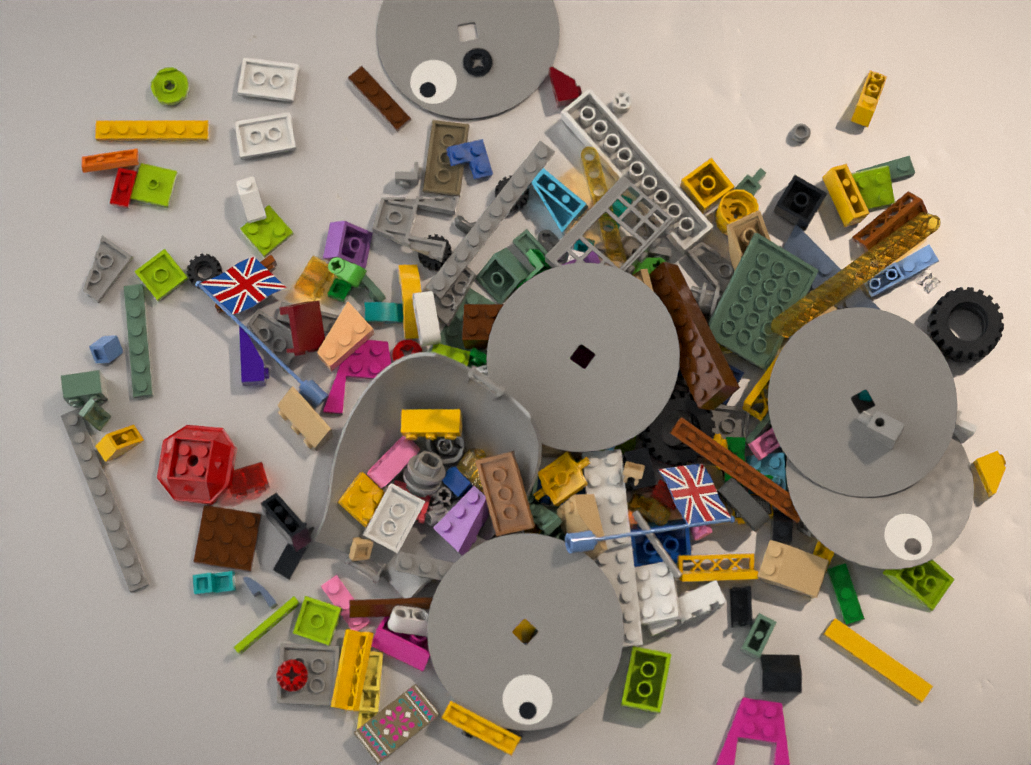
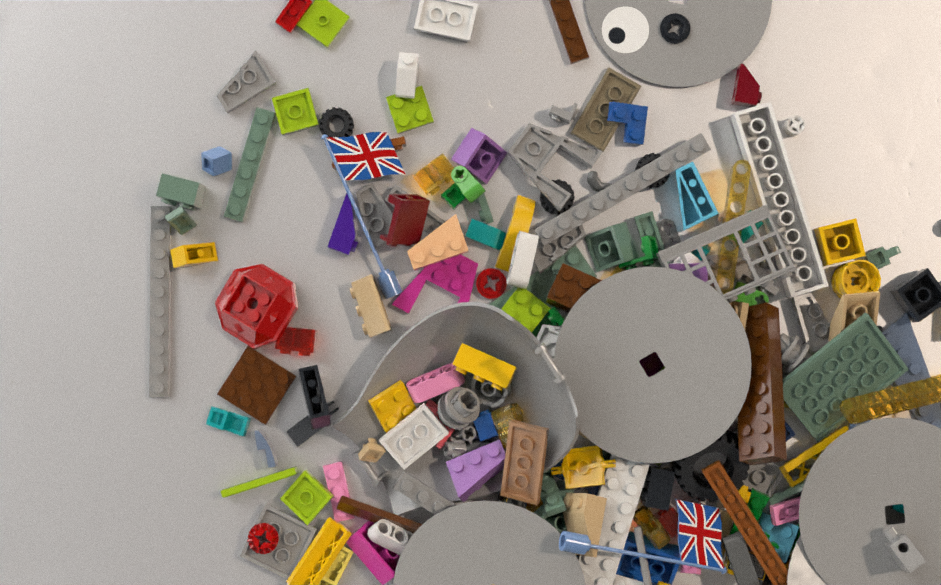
camera: 30 degrees right, 10 degrees up
(633, 470) = (652, 491): tan tile -> none

